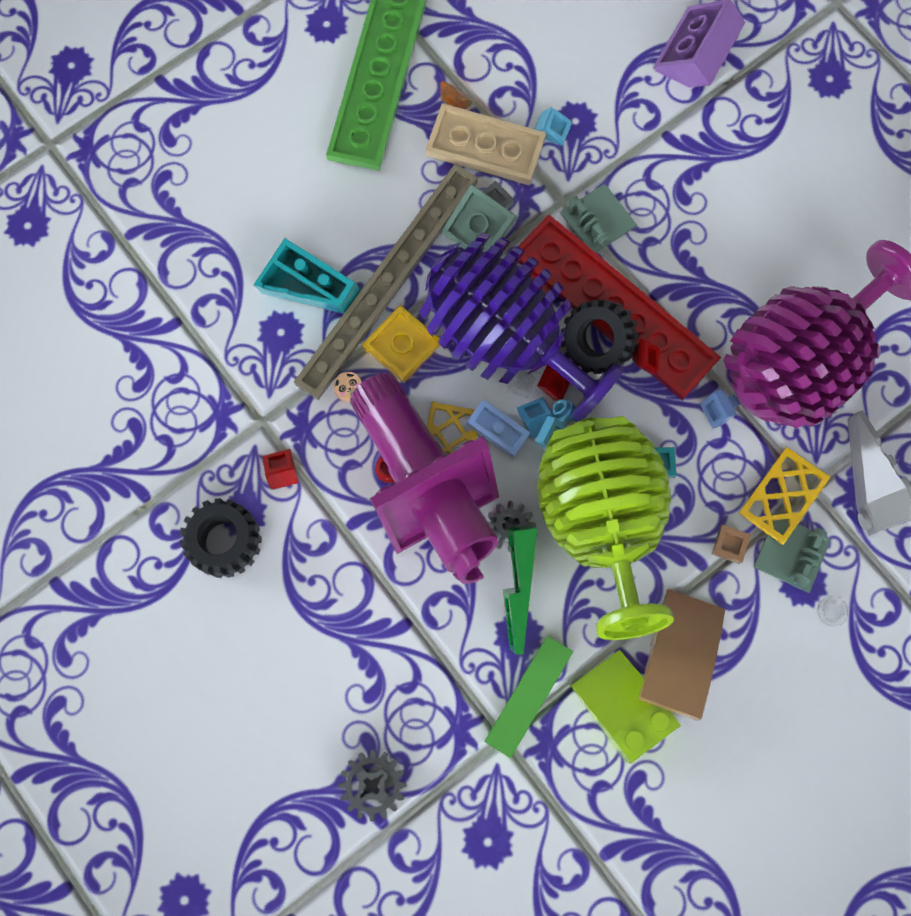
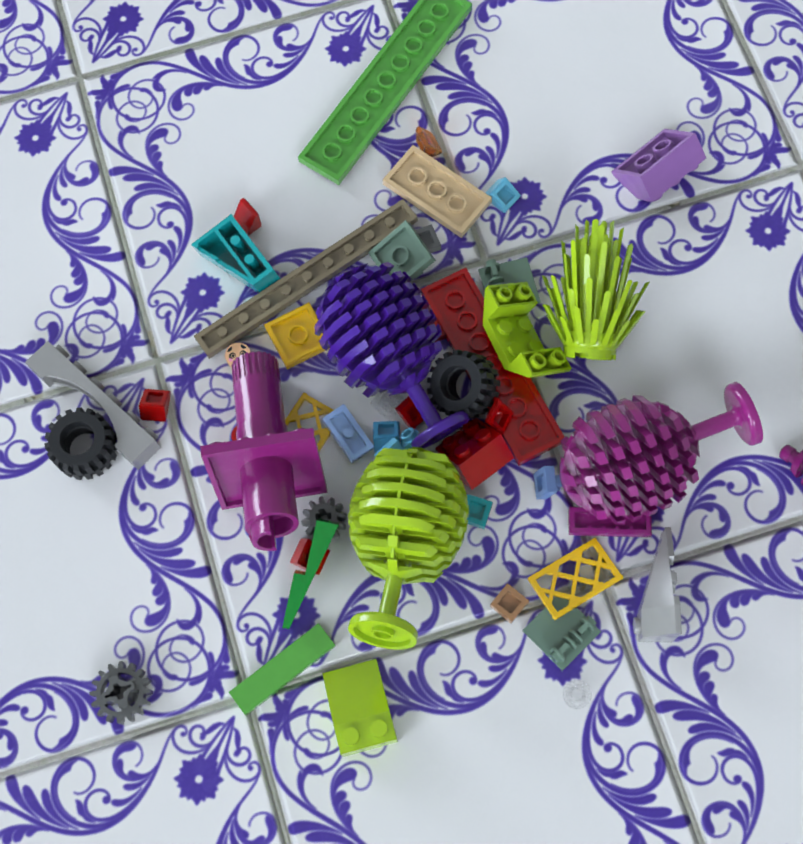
camera: 25 degrees right, 5 degrees down
(155, 467) = (53, 367): none -> light grey arch
(298, 234) = (247, 217): none -> red slope
(501, 569) = (302, 552): none -> red slope
(629, 270) = (514, 335): none -> lime slope
(640, 398) = (476, 452): none -> red slope
(683, 656) = (425, 680): medium nougat slope -> none
(695, 212) = (594, 308): none -> lime plant
(773, 435) = (583, 523): none -> magenta plate

